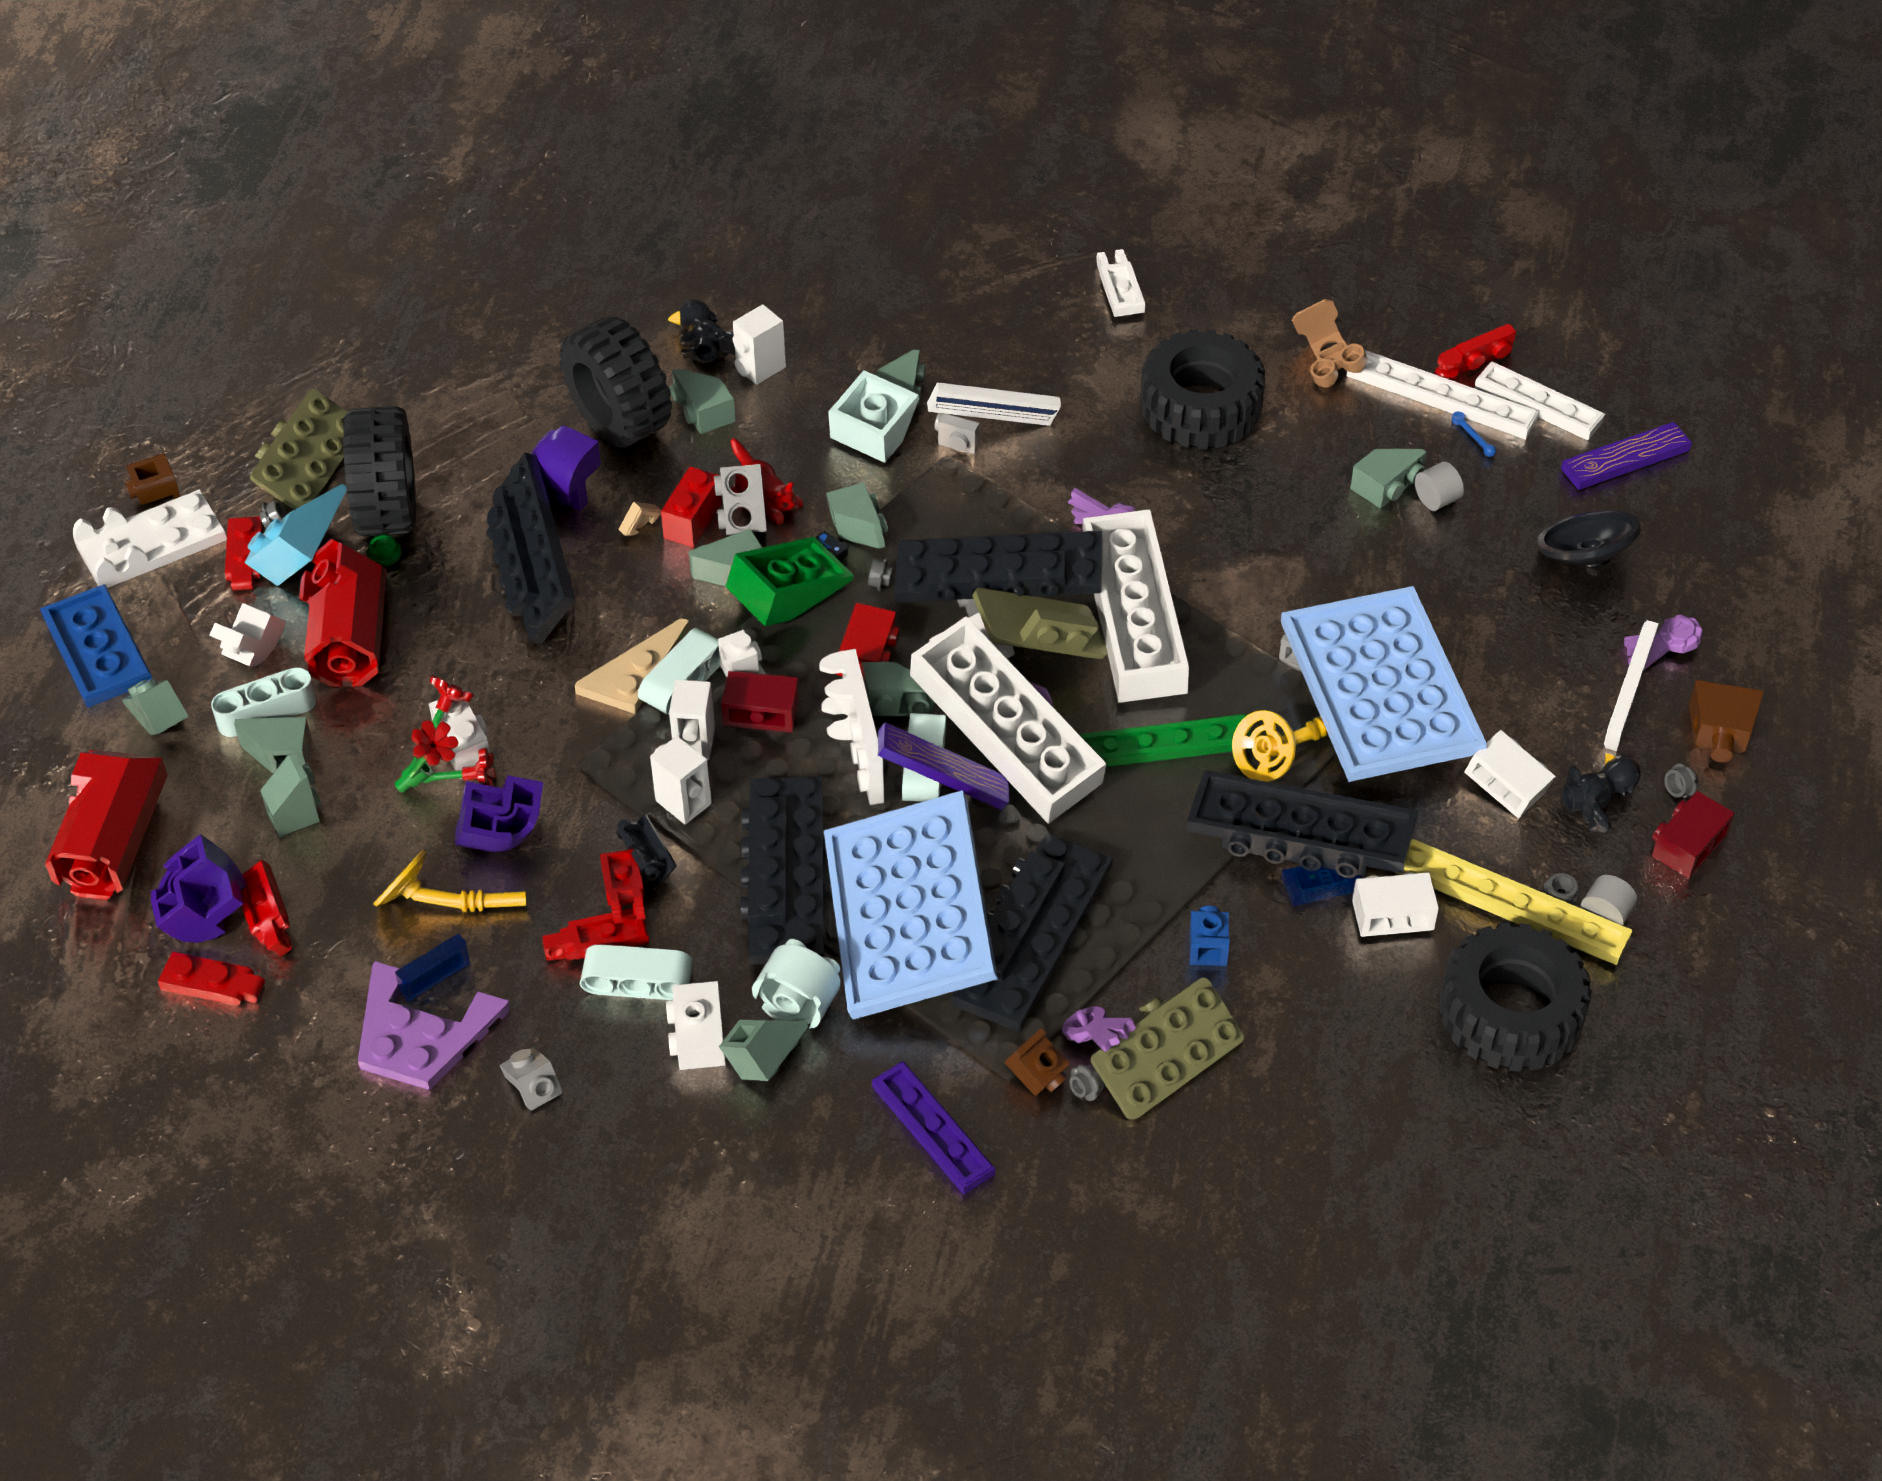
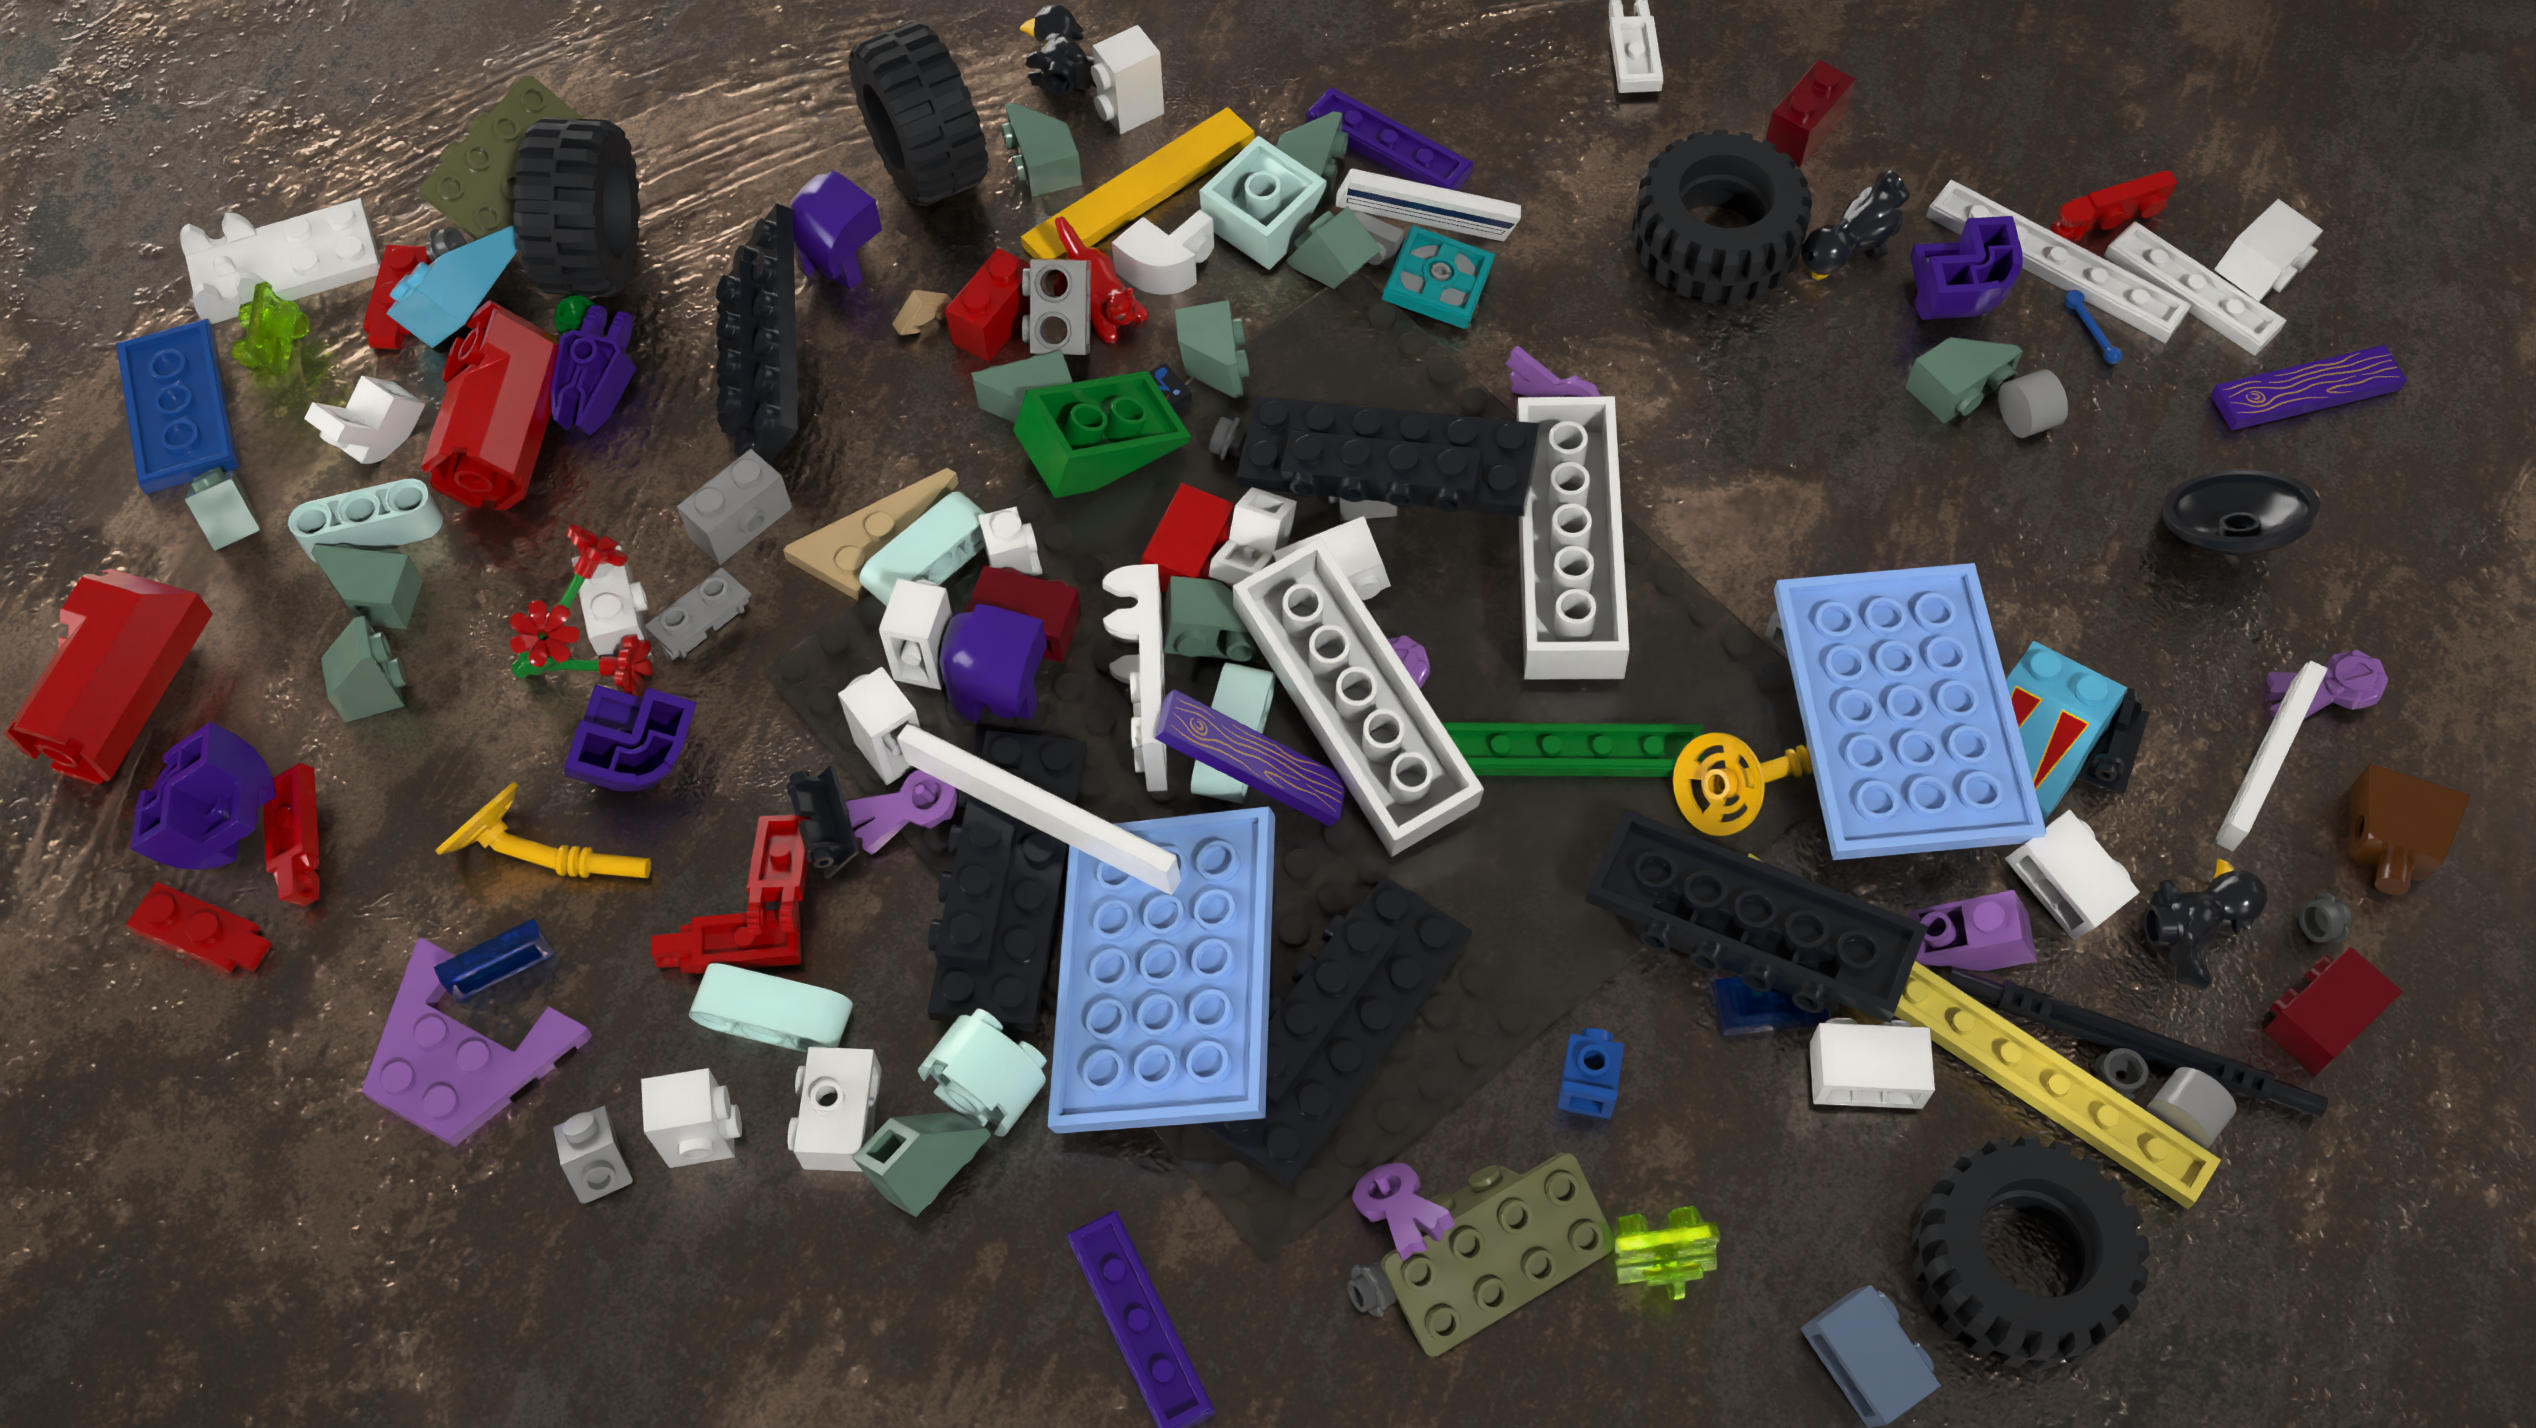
camera: 10 degrees right, 10 degrees up
(151, 480) = (300, 177): reddish brown brick -> none
(158, 583) = (270, 330): none -> clear neon green hips
(407, 583) = (591, 371): none -> dark purple hinge
(524, 730) = (705, 606): none -> light grey hinge
(534, 660) = (735, 507): none -> light grey brick
(601, 1038) = (689, 1117): none -> white brick
(715, 827) = (921, 801): none -> medium lavender piece
(747, 731) = (992, 662): none -> dark purple brick
(783, 414) = (1144, 184): none -> yellow tile
(804, 812) = (1040, 809): none -> white tile
(808, 464) = (1163, 261): none -> white brick
(914, 628) = (1257, 529): none -> white brick
(931, 440) = (1333, 248): none -> sand green slope
(955, 367) = (1393, 143): none -> dark purple tile
(1009, 452) = (1438, 277): none -> teal piece
(1030, 1071) = (1288, 1245): reddish brown brick -> none
(1039, 623) = (1429, 550): olive bracket -> none
(1254, 312) = (1810, 111): none -> dark red brick
(1277, 1033) = (1666, 1254): none -> clear neon green hips
(1302, 385) = (1862, 227): none -> black animal
(1320, 329) = (1900, 145): medium nougat piece -> none
(1383, 407) = (1969, 274): none -> dark purple brick
(1422, 1072) = (1871, 1356): none -> sand blue brick
(1453, 817) = (1977, 933): none -> medium lavender slope
(1489, 678) = (2060, 717): none -> medium azure slope
(1526, 691) = (2116, 753): none -> black hinge
(1583, 873) = (2153, 1047): none -> black axle
(1586, 369) = (2270, 251): none -> white brick

